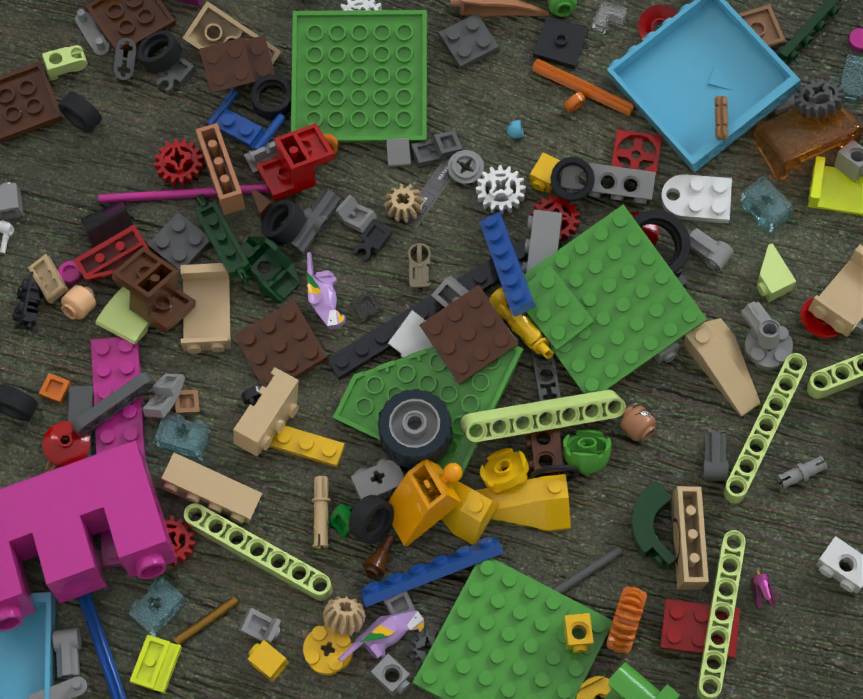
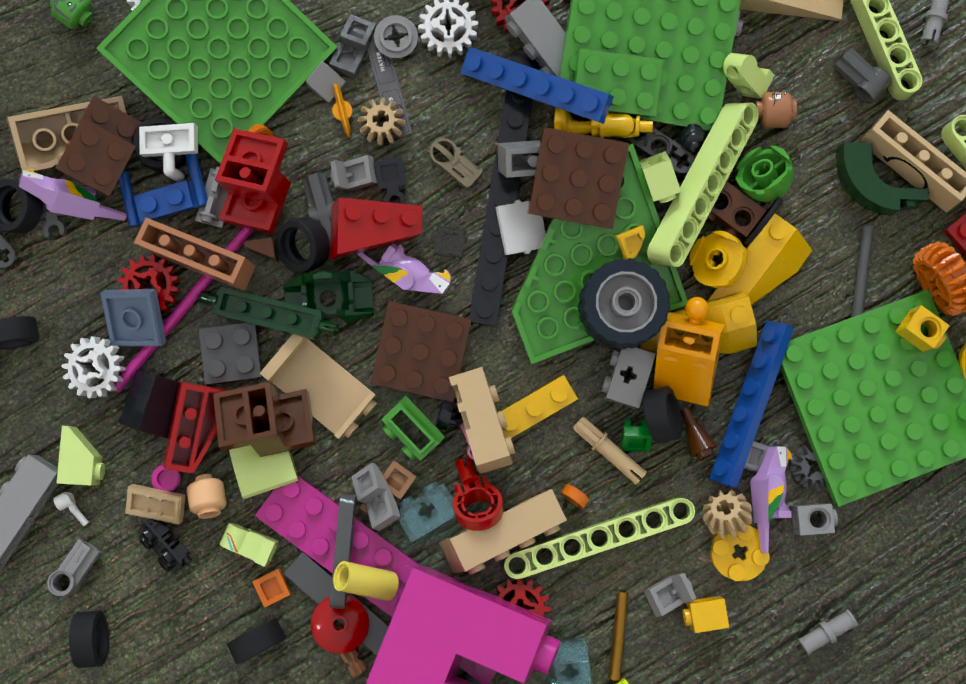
camera: 55 degrees left, 15 degrees up
(37, 213) = (78, 459): none -> yellowish green slope
(71, 352) = (249, 544): none -> yellowish green leg
(101, 174) = (84, 375): none -> white gear
(104, 426) = (365, 581): none -> light yellow pin
(150, 169) = (133, 317): none -> sand blue tile
(189, 73) = (66, 197): none -> lavender animal
(218, 447) = (475, 493): none -> red pin
(236, 384) = (420, 421): none -> bright green window
(272, 519) = (574, 496): none -> orange tile
(273, 96) = (168, 142): none -> white plate
(330, 249) = (371, 225): none -> red wedge
(390, 176) = (342, 110): none -> light orange piece
(462, 404) = (631, 241): none -> yellow tile
(520, 386) = (660, 177): none -> yellowish green brick
(569, 387) = (692, 137): none -> black plate
(639, 383) = (746, 75): none -> yellowish green leg

